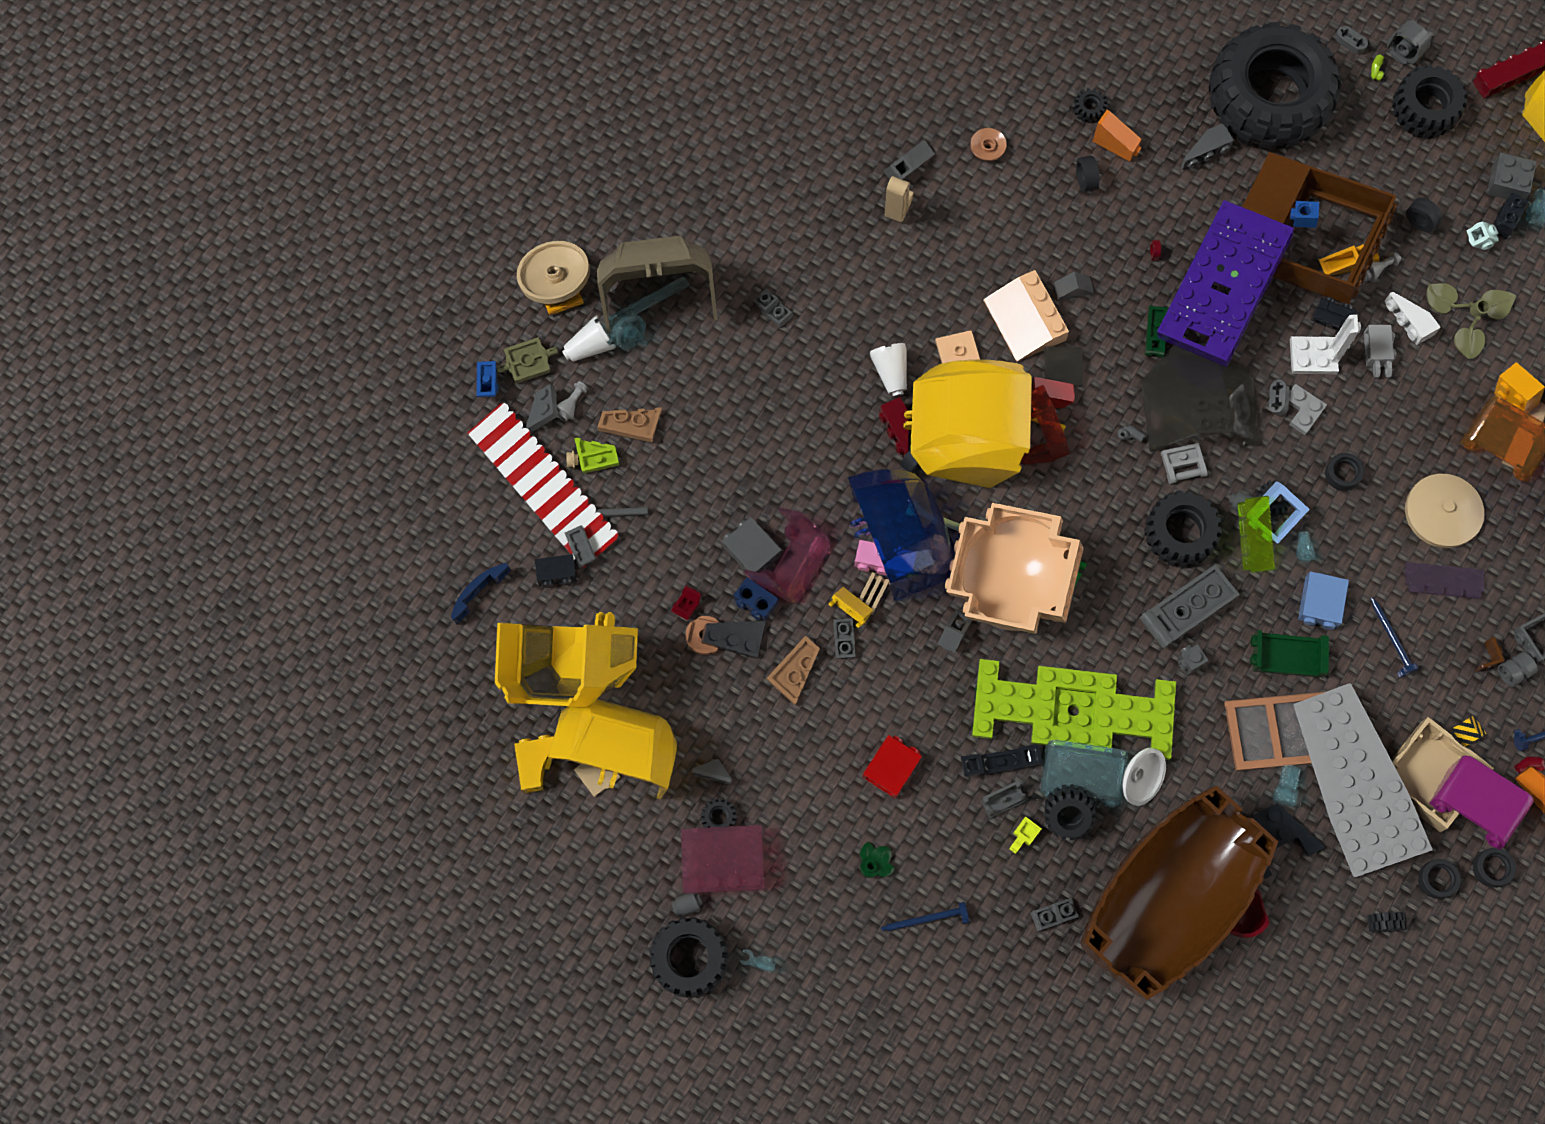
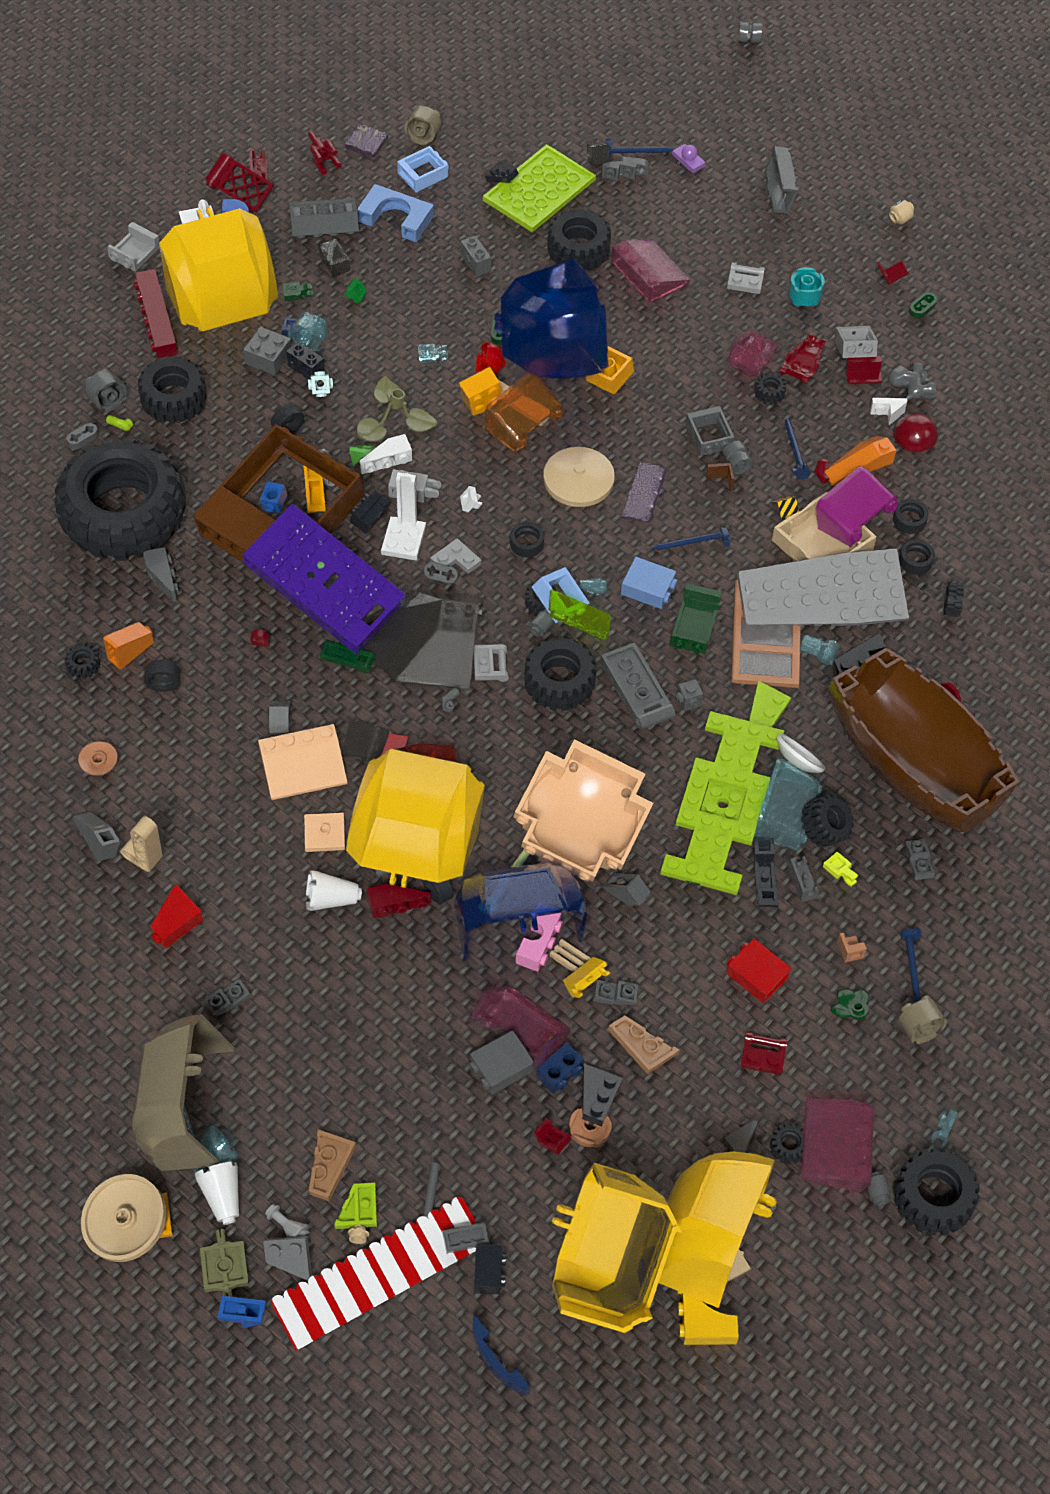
camera: 85 degrees left, 15 degrees down
(802, 783) = (763, 1059): none -> dark red plate
(840, 246) = (175, 918): none -> red slope
(865, 928) = (922, 1020): none -> dark tan brick
(937, 854) = (851, 948): none -> nougat panel
(1200, 741) = (768, 705): none -> lime wing
(1379, 406) = (470, 499): none -> white tile
(1407, 291) = (359, 452): none -> bright green slope

